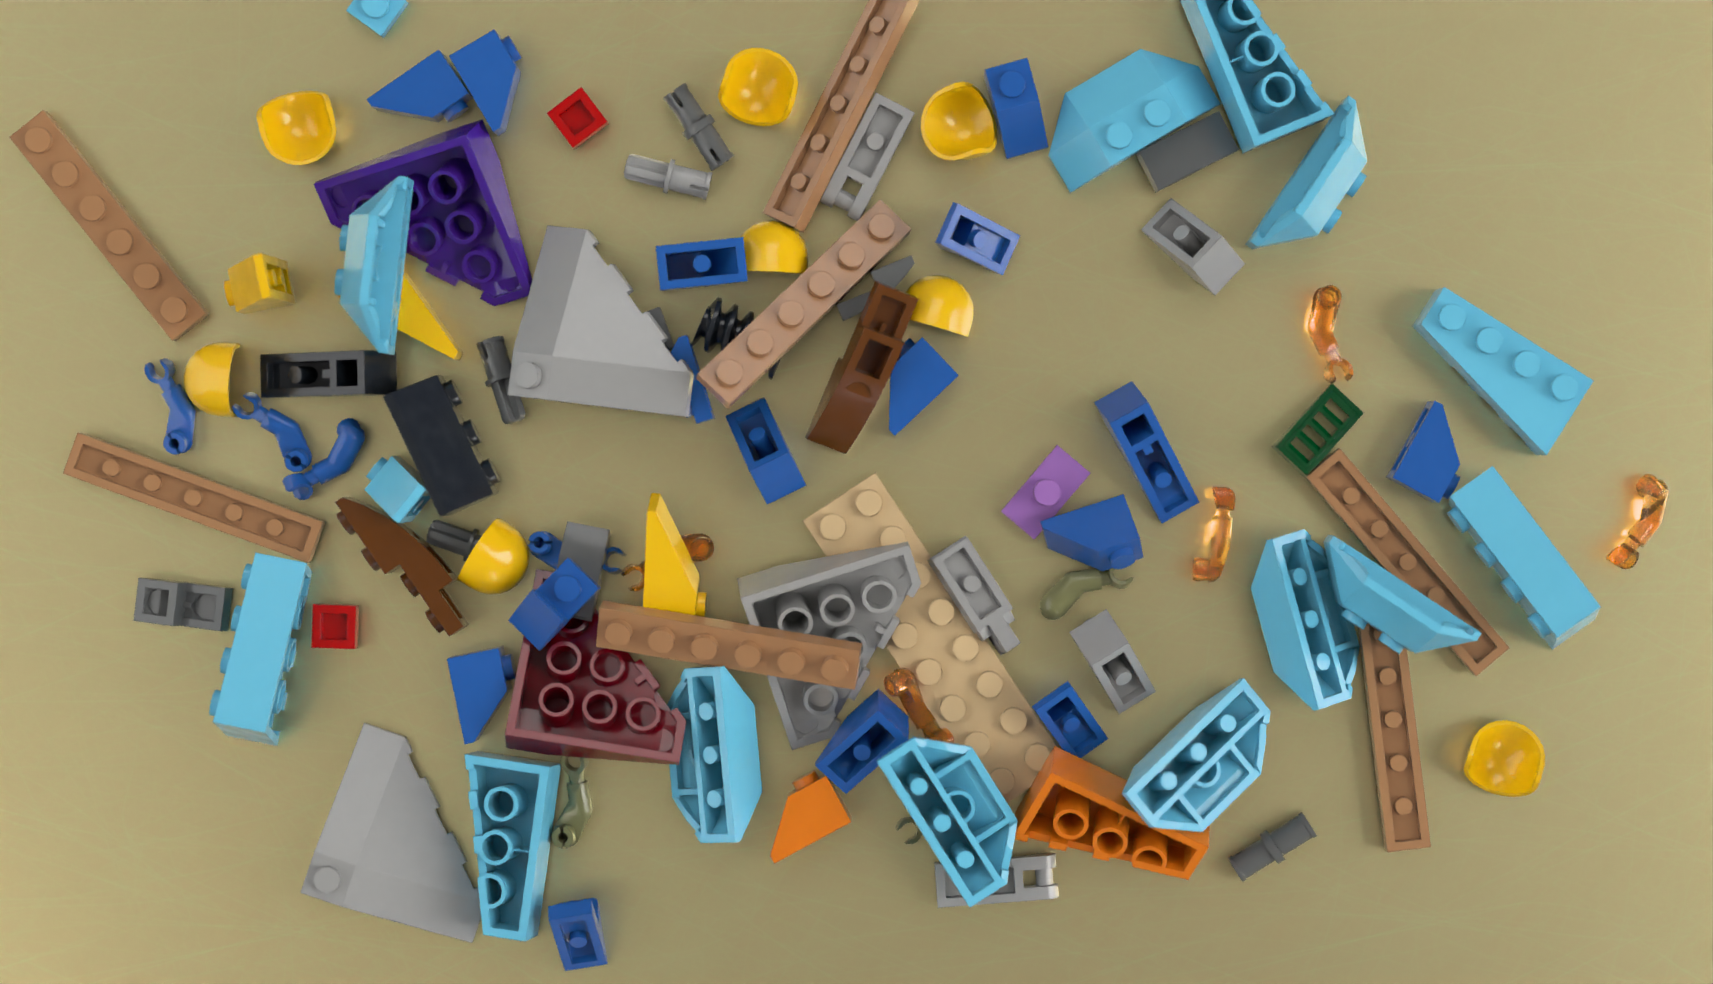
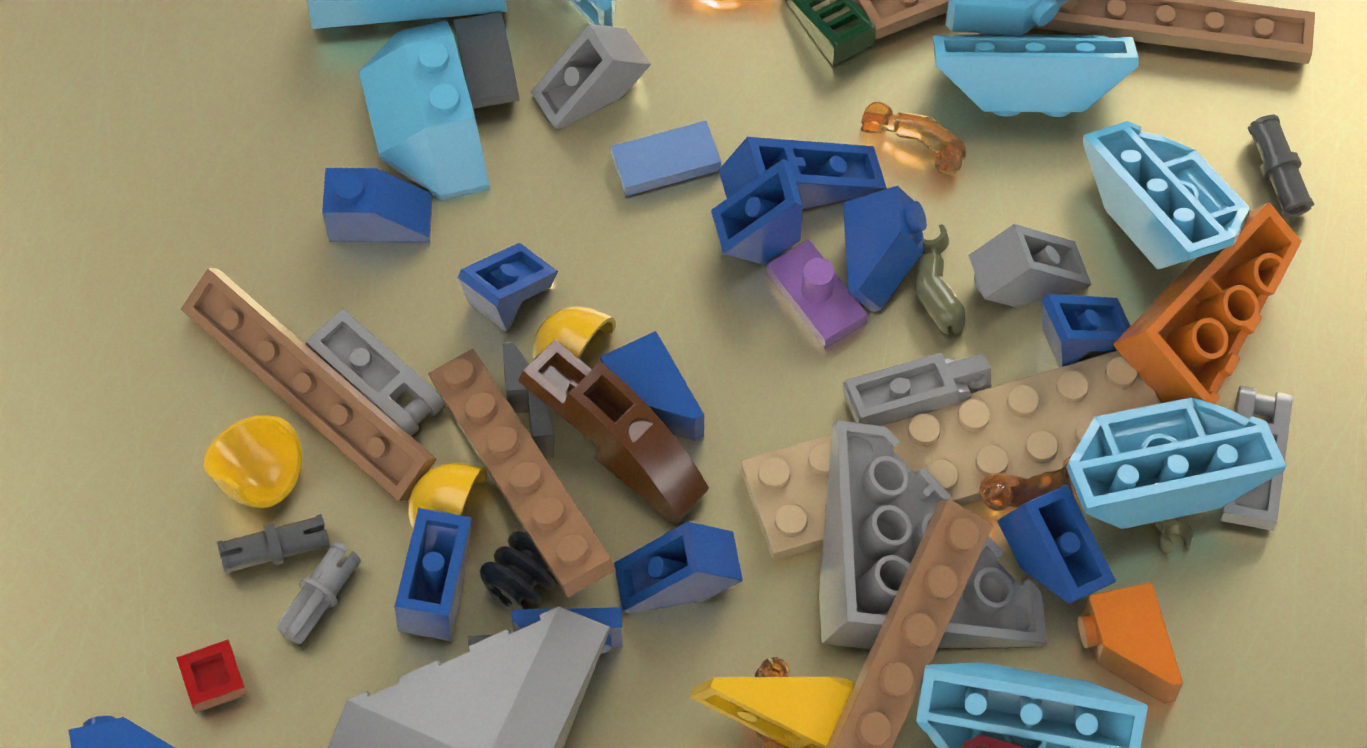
camera: 75 degrees left, 25 degrees down
(959, 123) = (371, 269): yellow helmet -> none
(1084, 428) = (761, 216): none -> blue slope
(1137, 332) = (665, 158): none -> medium blue tile

